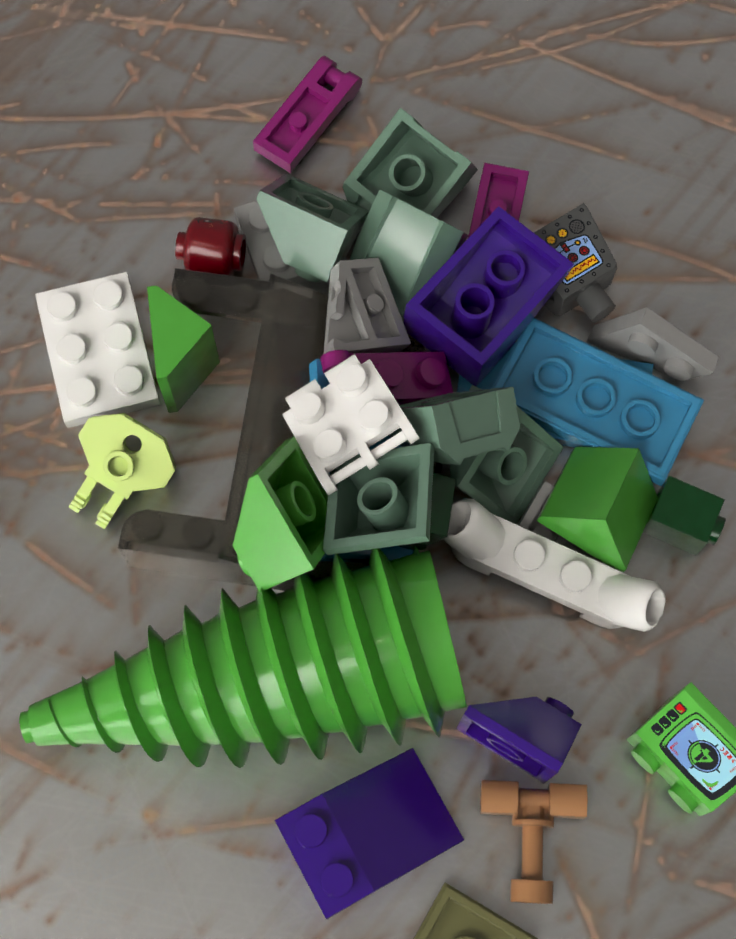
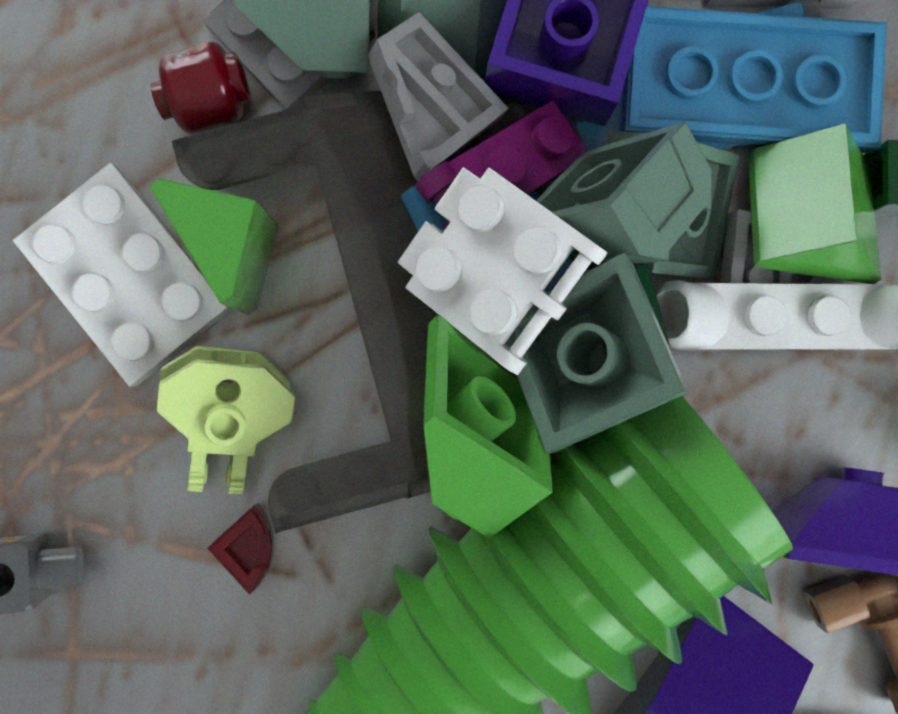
camera: 20 degrees left, 15 degrees up
(88, 570) = (246, 548): none -> dark red tile

